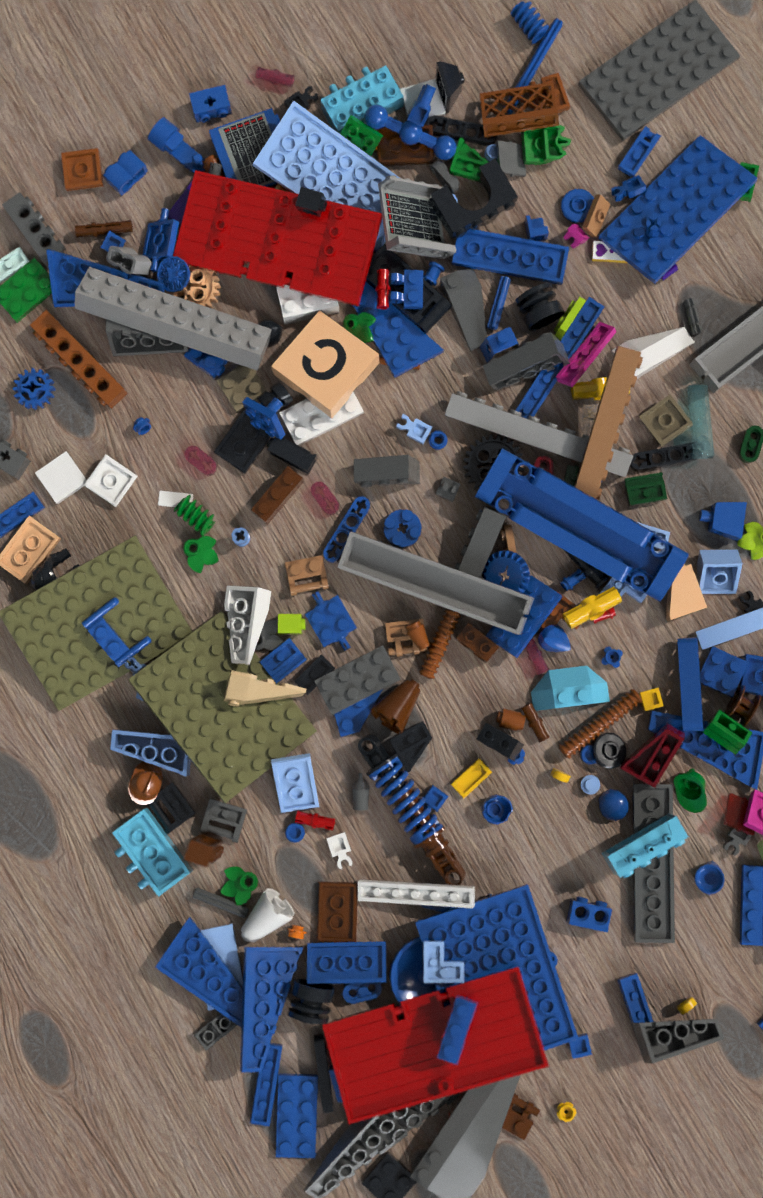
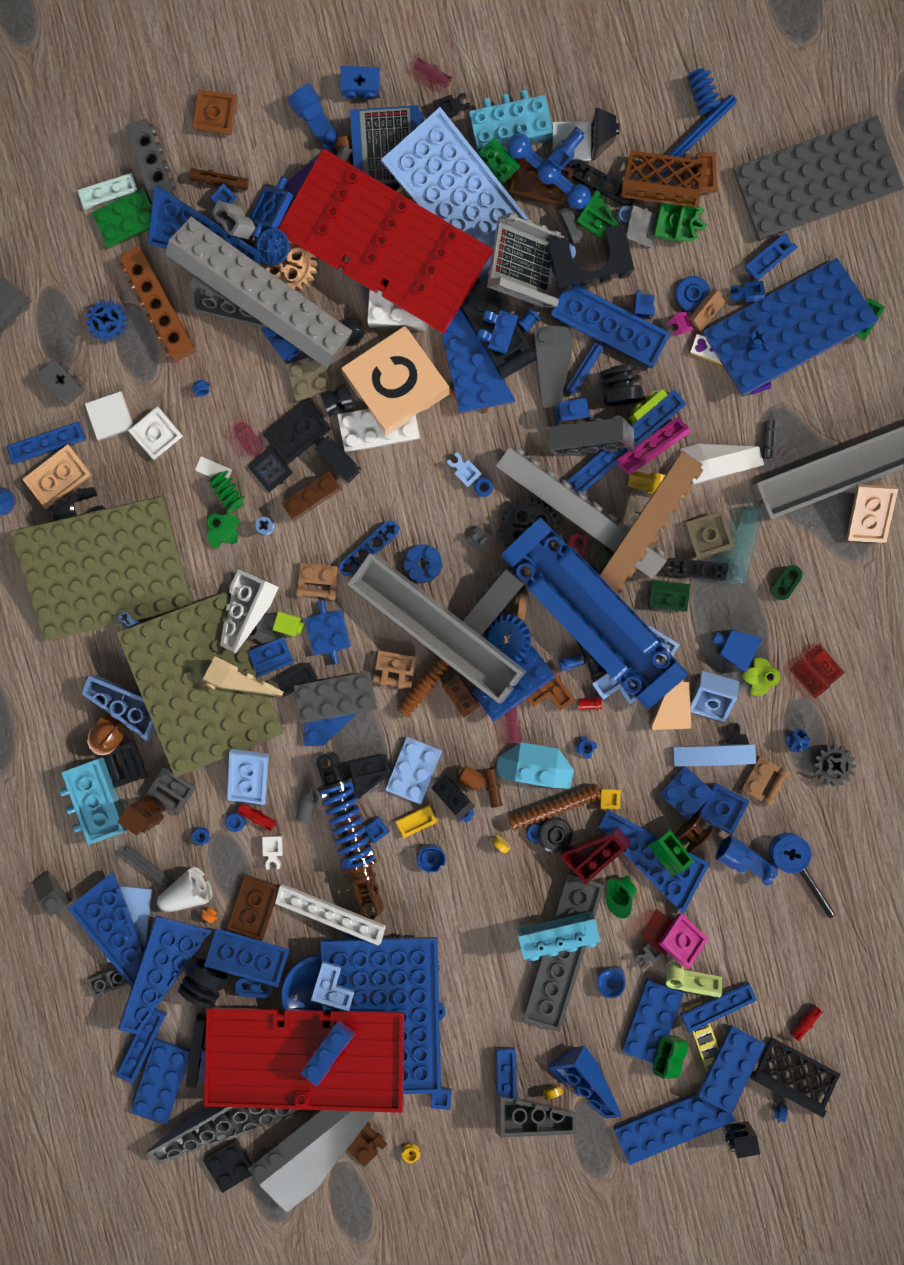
camera: 20 degrees right, 5 degrees up
(108, 638) = (109, 587): blue plate -> none
(125, 172) = (256, 128): blue brick -> none
(134, 958) = (50, 894): none -> dark grey slope
(230, 483) = (270, 469): none -> piece
(236, 884) = (166, 855): green plate -> none
(265, 417) = (320, 417): blue plate -> none
(265, 851) = (196, 836): none -> blue plate
(311, 202) = (426, 216): black brick -> none
(328, 495) = (352, 513): clear pink beam -> none
(360, 326) = (441, 354): green plate -> none
(382, 289) = (473, 323): red pin -> none
(386, 471) = (424, 503): dark grey wedge -> none
(397, 706) = (366, 733): reddish brown cone -> none
(418, 634) = (405, 670): dark orange cone -> none
(453, 729) = (413, 770): none -> light blue plate
(554, 639) = (535, 714): blue piece -> none
(588, 920) = (484, 986): blue brick -> none
(590, 784) = (527, 861): light blue plate -> none
(592, 607) = (580, 695): yellow piece -> none
(613, 805) = (543, 886): blue hair -> none
(690, 684) = (651, 796): blue beam -> none
(710, 978) = (582, 1073): none -> blue wedge

